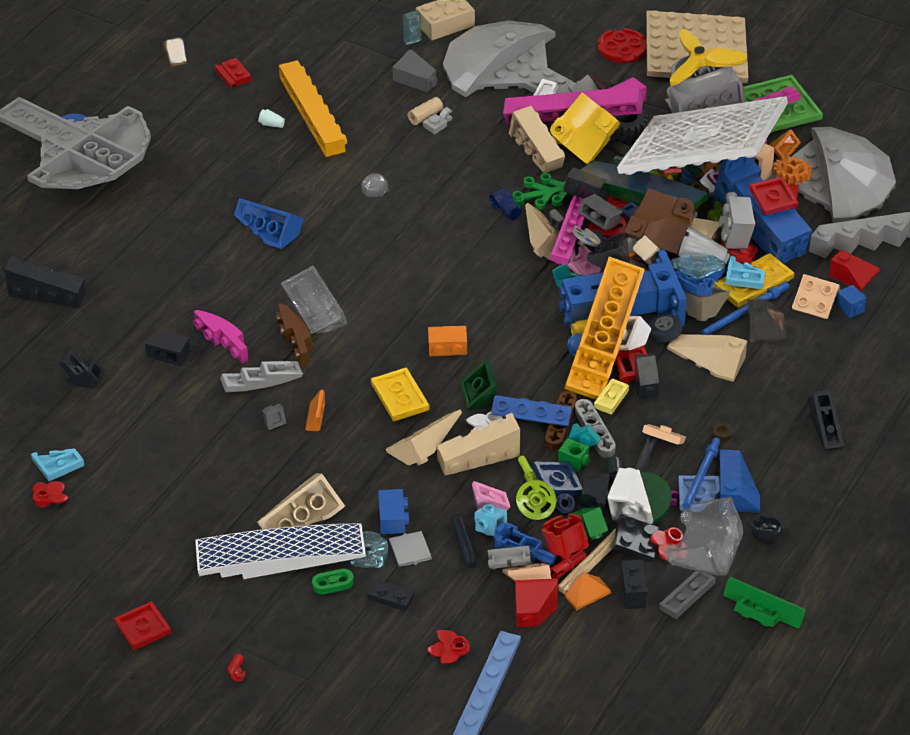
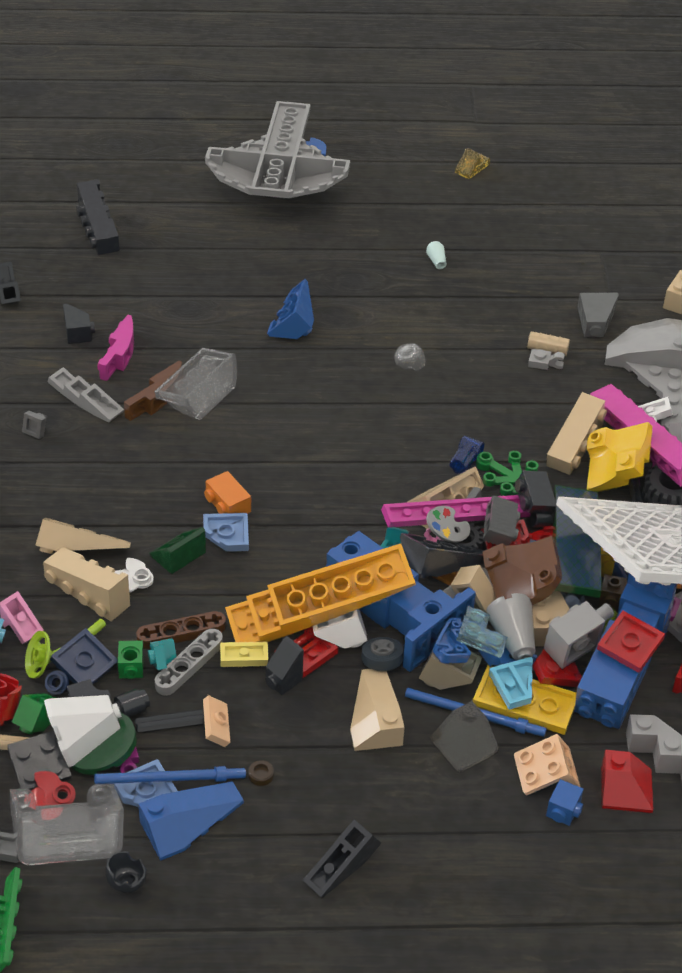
camera: 55 degrees right, 0 degrees up
(233, 72) = (480, 208): red plate -> none
(312, 108) = (475, 272): light orange brick -> none
(316, 412) = (64, 450): orange slope -> none
(400, 394) = (128, 495): yellow plate -> none
(412, 27) = (651, 281): clear light blue plate -> none
(480, 351) = (227, 530): none -> medium blue plate
(532, 410) = (168, 597): blue bracket -> none

